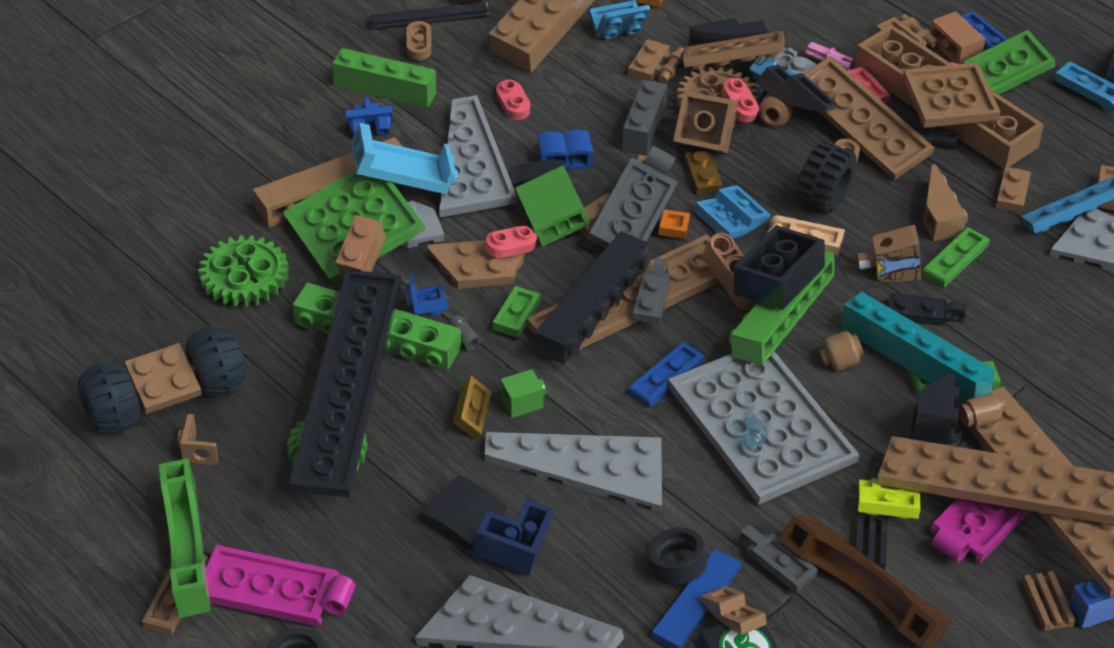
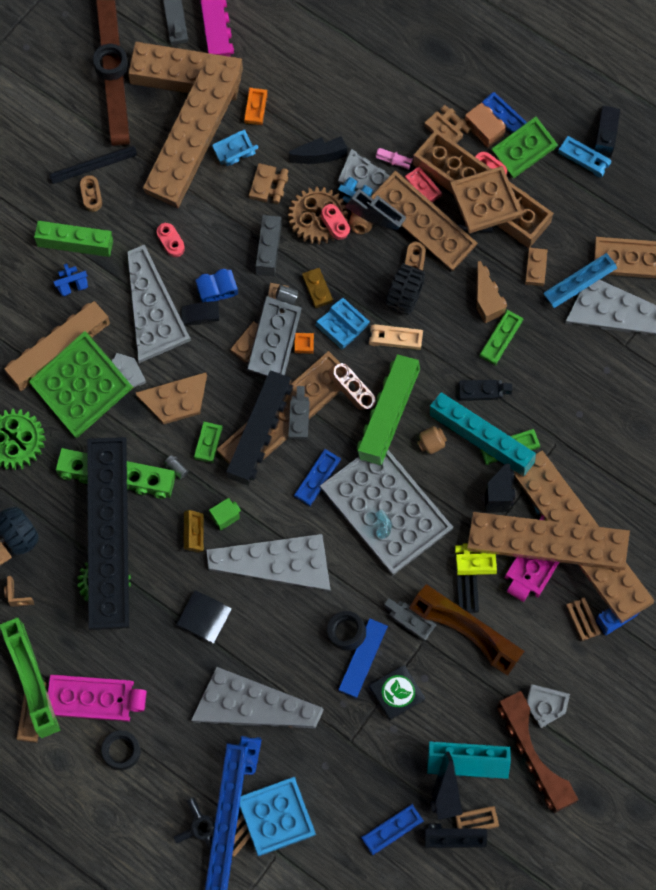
camera: 10 degrees left, 25 degrees up
(361, 245) = (93, 417): nougat brick -> none
(403, 164) = (106, 331): medium azure panel -> none
(425, 300) = (145, 445): blue bracket -> none
(510, 242) = (194, 382): coral plate -> none
(511, 541) = (242, 641): dark blue brick -> none
(553, 206) = (217, 344): bright green brick -> none
(705, 122) = (313, 249): medium nougat brick -> none
(731, 609) = (387, 668): medium nougat slope -> none
(740, 48) = (324, 170): medium nougat plate -> none
(779, 267) = (383, 389): black brick -> none
(799, 65) = (374, 179): light grey plate -> none
(894, 255) = (458, 351): medium nougat torso -> none
(981, 410) = (530, 483): medium nougat brick -> none

